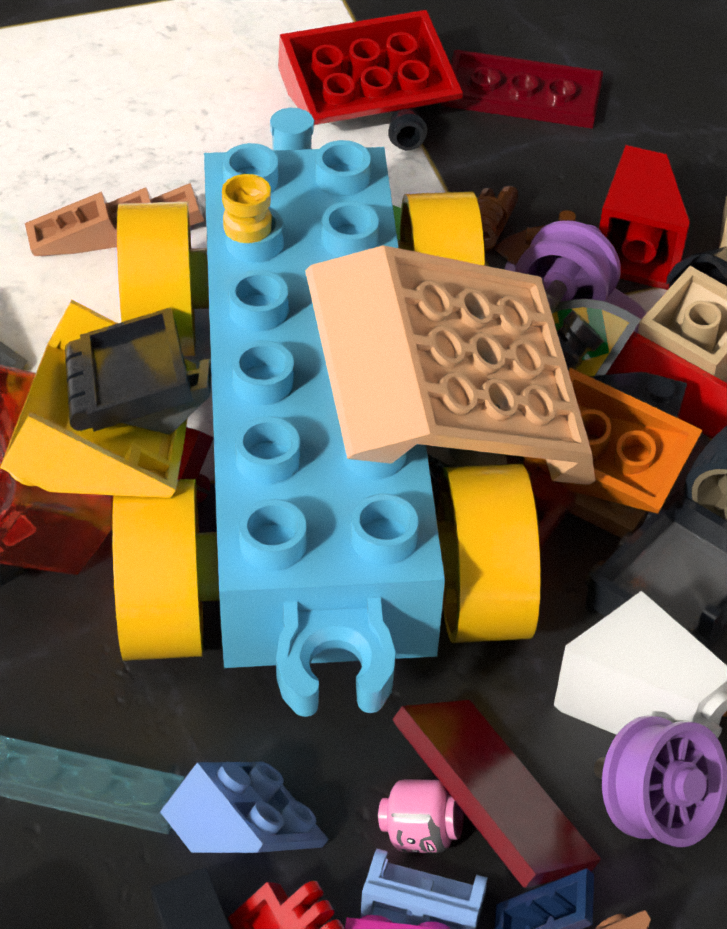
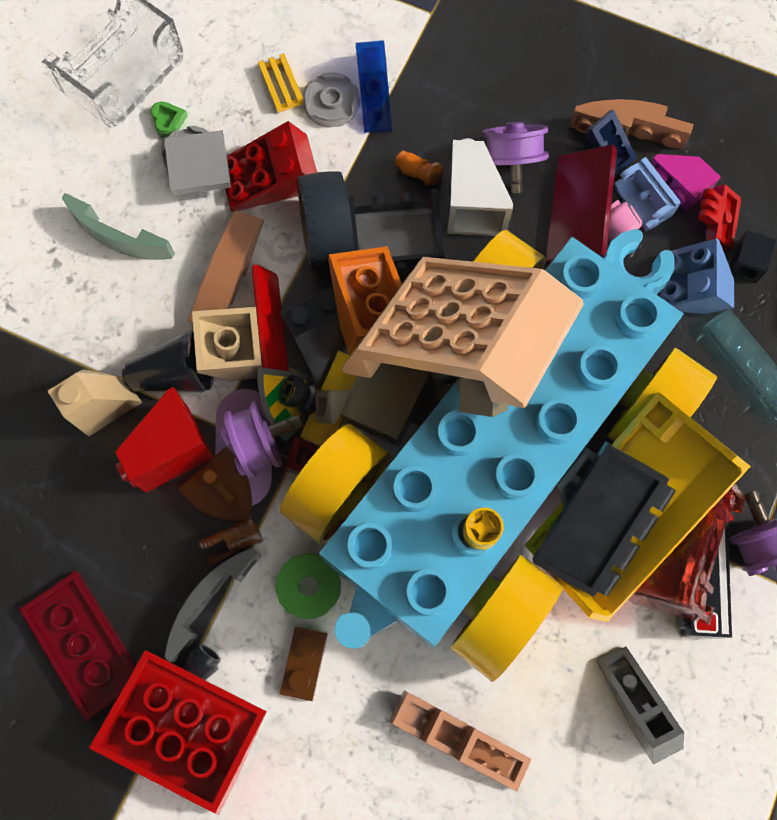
camera: 135 degrees left, 25 degrees up
(453, 138) = (181, 635): none -> dark grey slope

